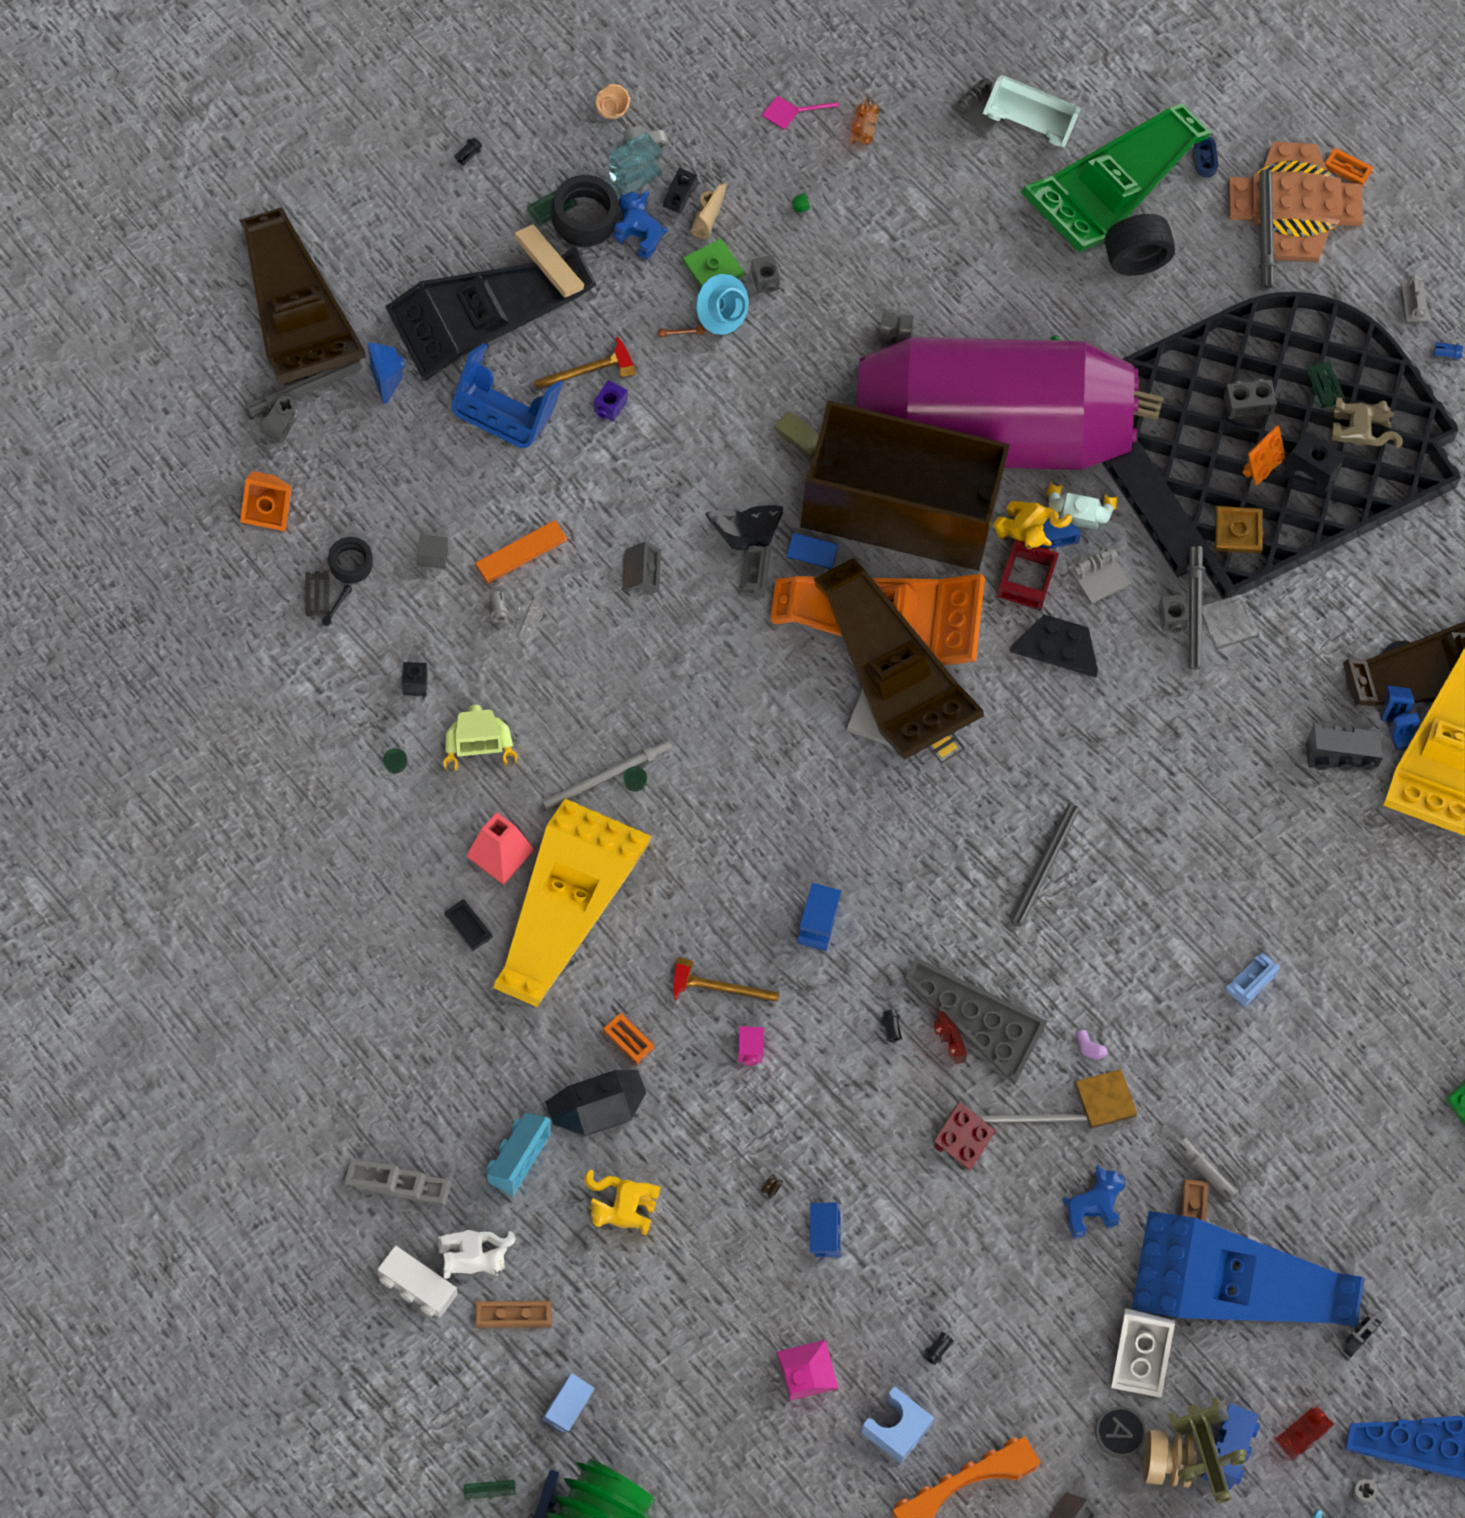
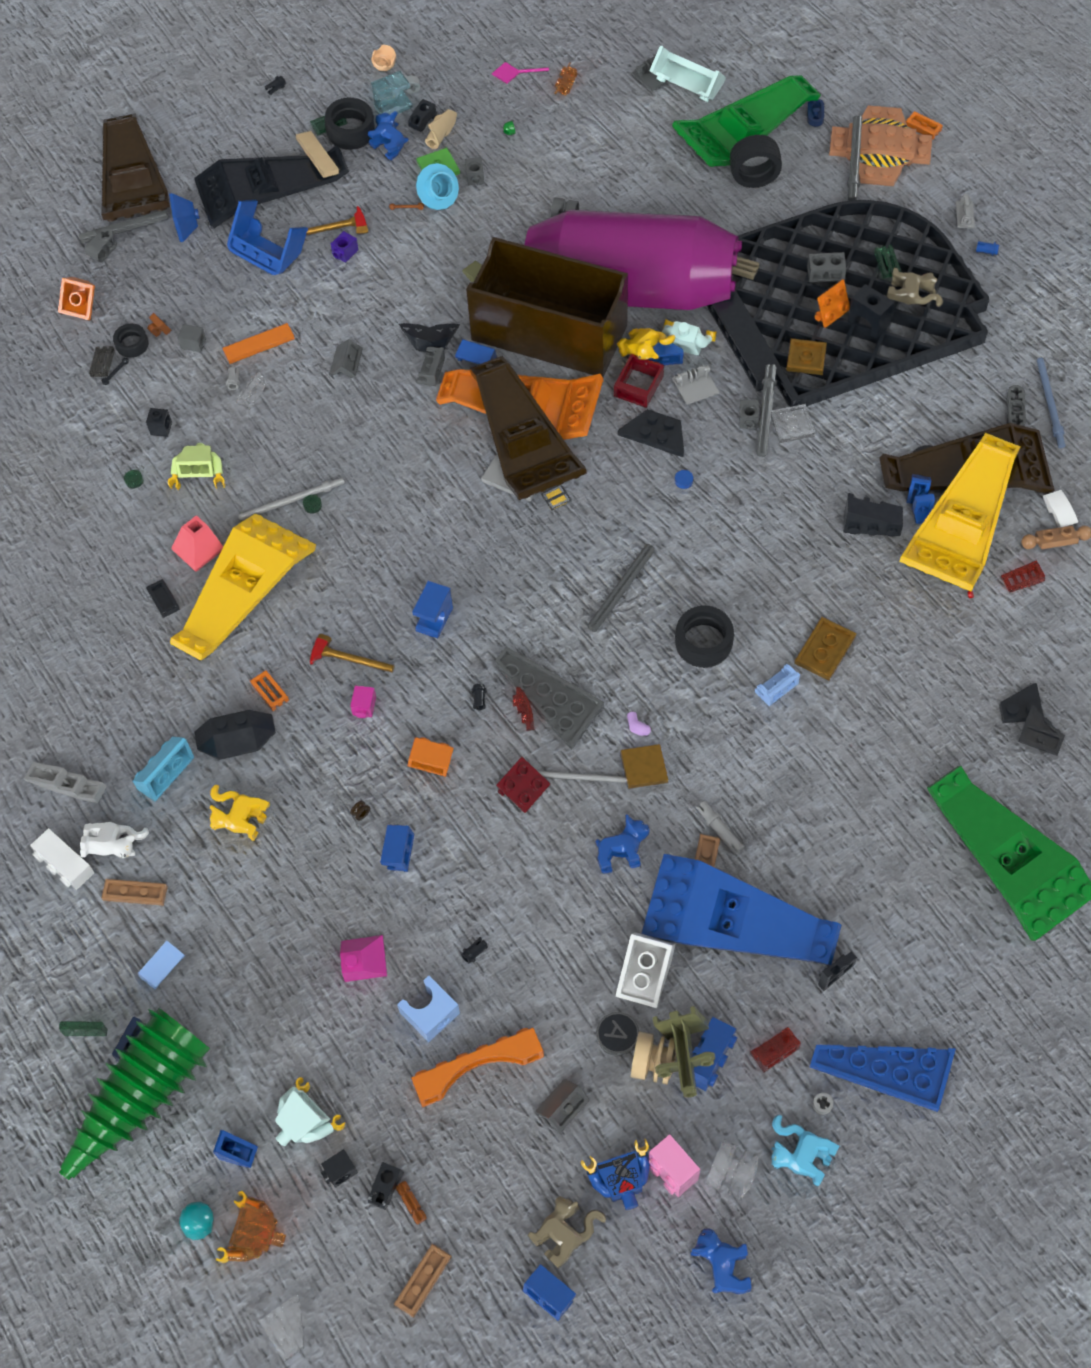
camera: 15 degrees right, 5 degrees down
(383, 536) = (158, 326): none -> dark orange tile
(847, 1110) = (430, 756): none -> orange brick
(1102, 709) = (684, 479): none -> blue tile
(1169, 900) = (704, 616): none -> black tyre
(1304, 926) = (825, 648): none -> pearl gold tile

